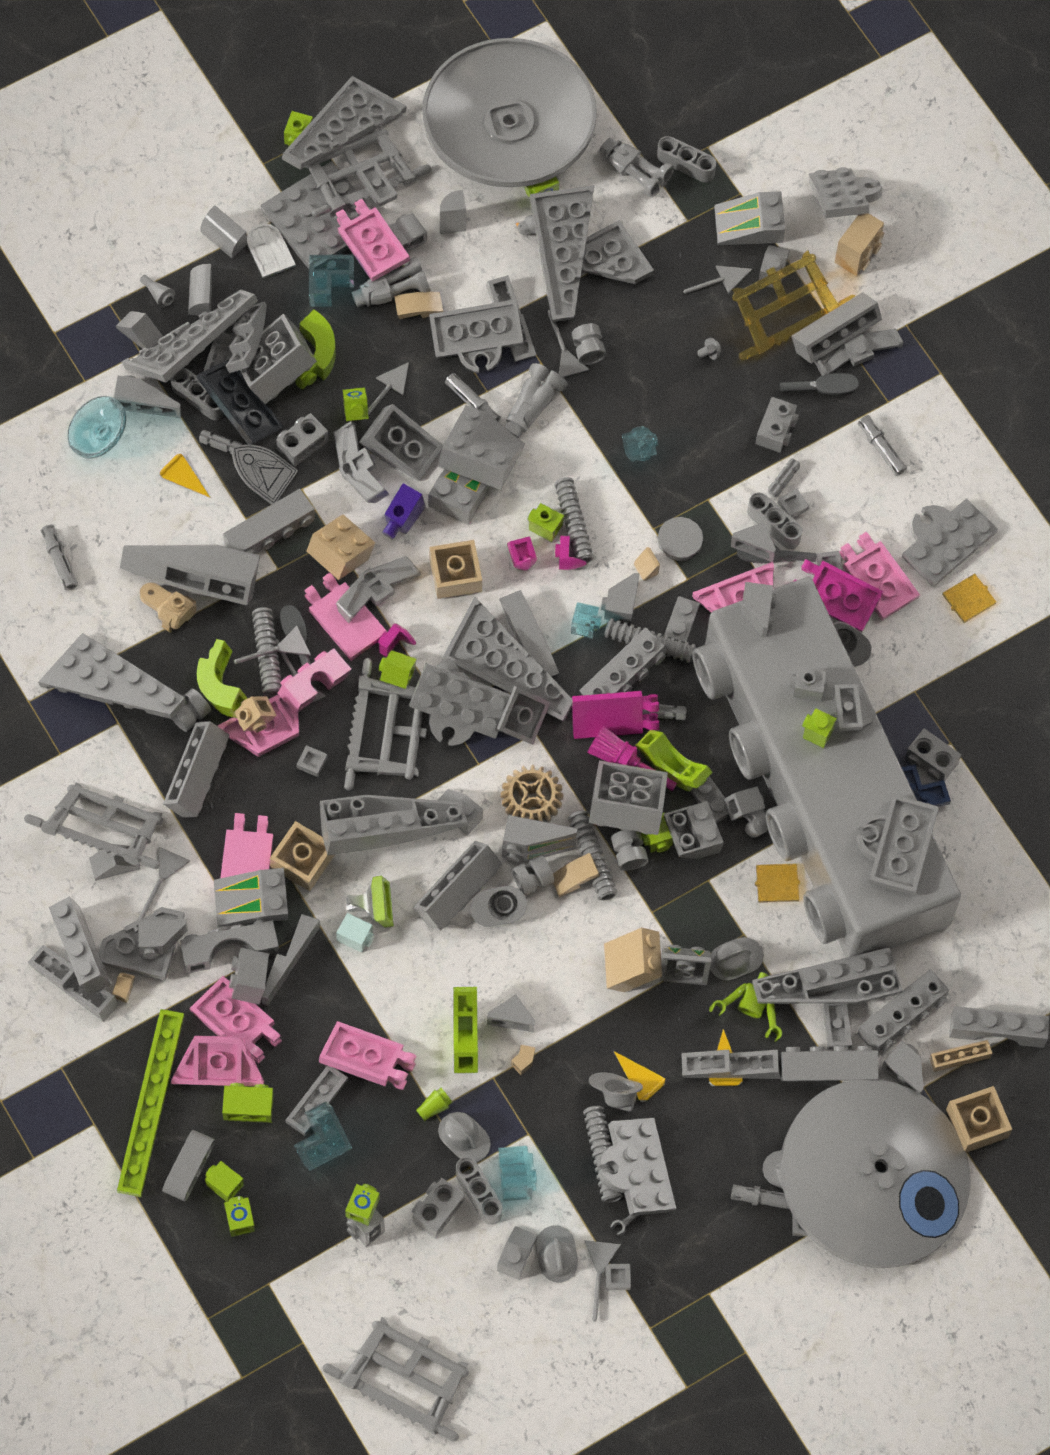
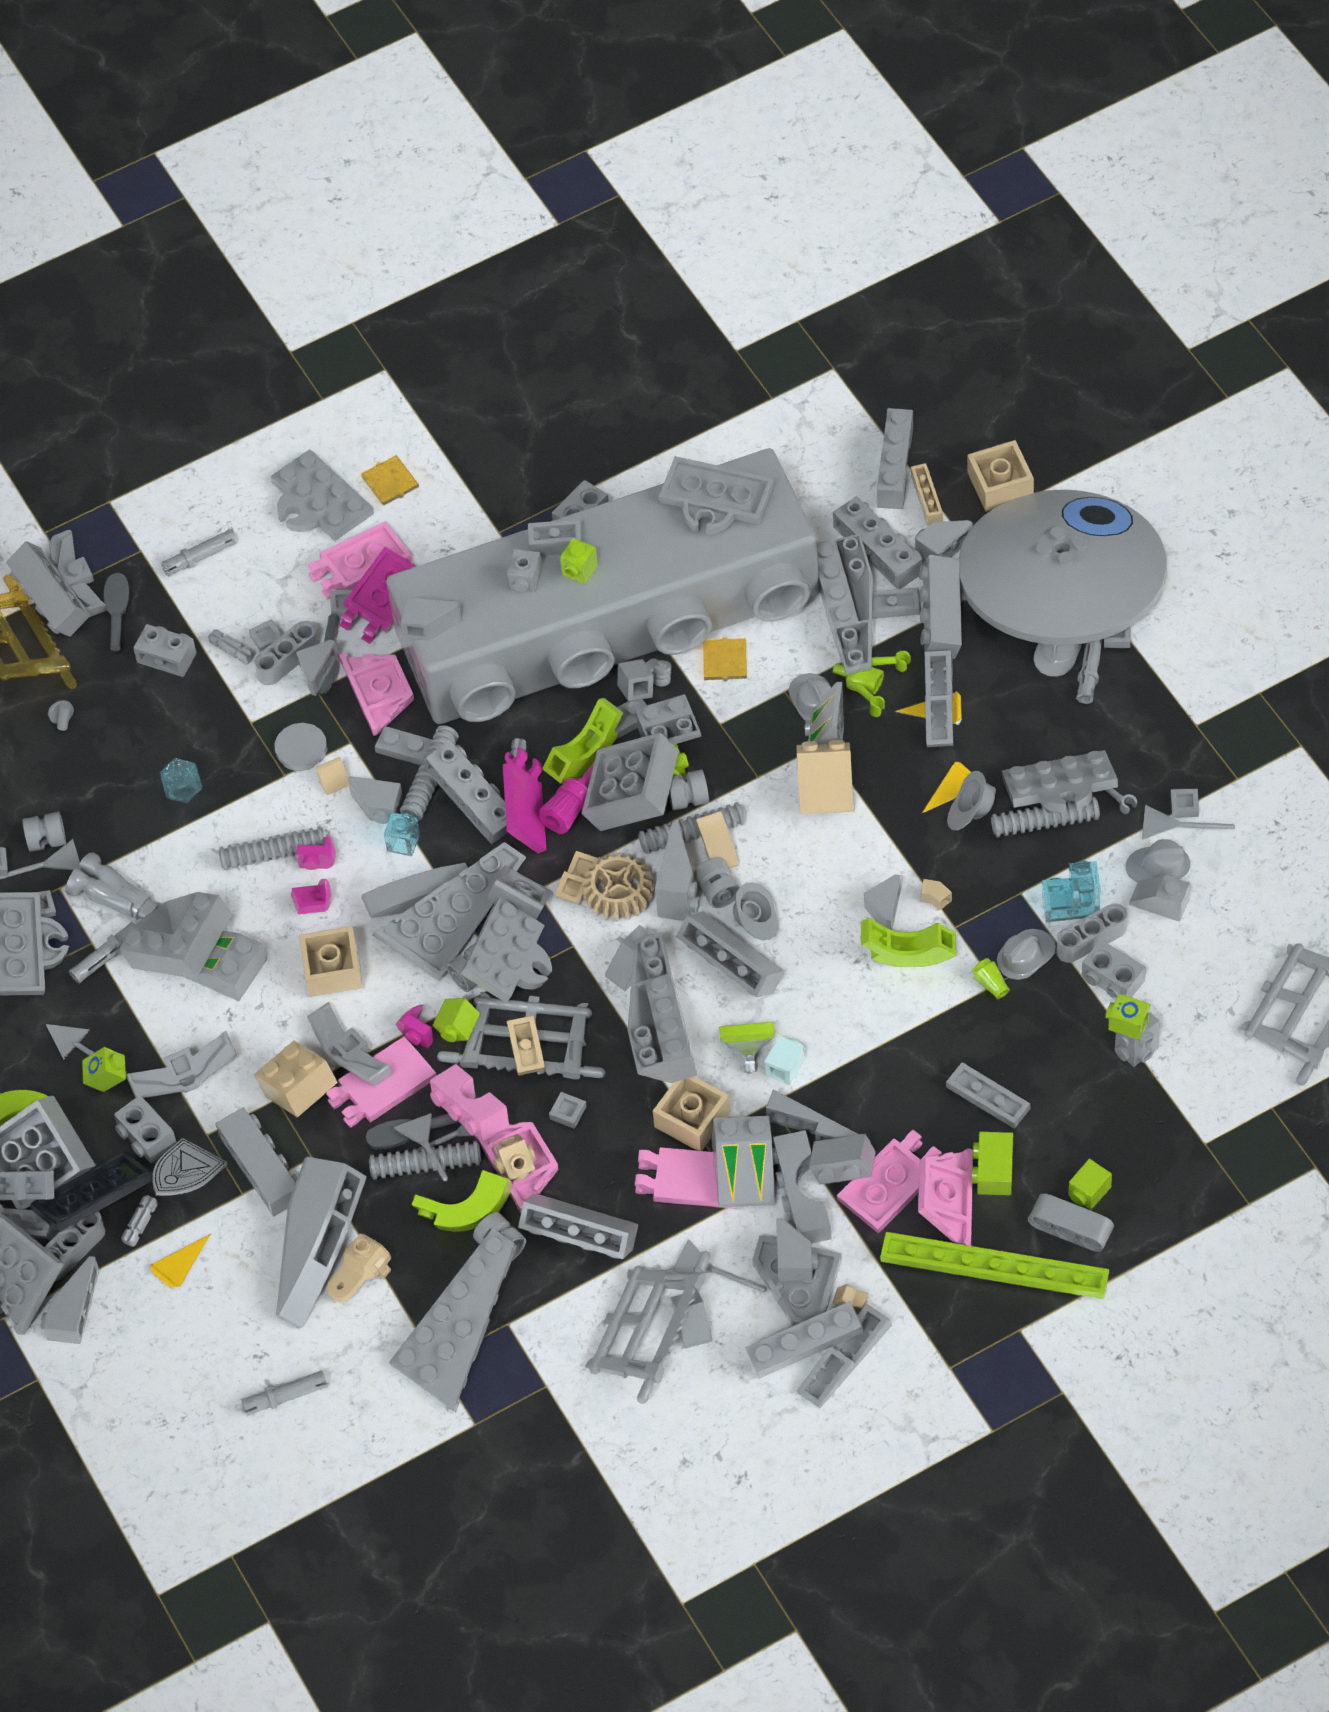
camera: 80 degrees left, 10 degrees down
(97, 427) = (94, 1354): clear light blue dish -> none
(239, 1216) = (1130, 1168): lime brick -> none
(328, 1138) = (1041, 1077): clear light blue brick -> none
(367, 723) = (525, 1045): none -> tan slope
(367, 1056) = (935, 1044): bright pink tile -> none
(401, 442) = (155, 1025): light grey slope -> none
(403, 511) = (251, 1015): dark purple torso -> none
(539, 757) = (570, 885): none -> tan slope
(545, 522) = (273, 875): lime brick -> none

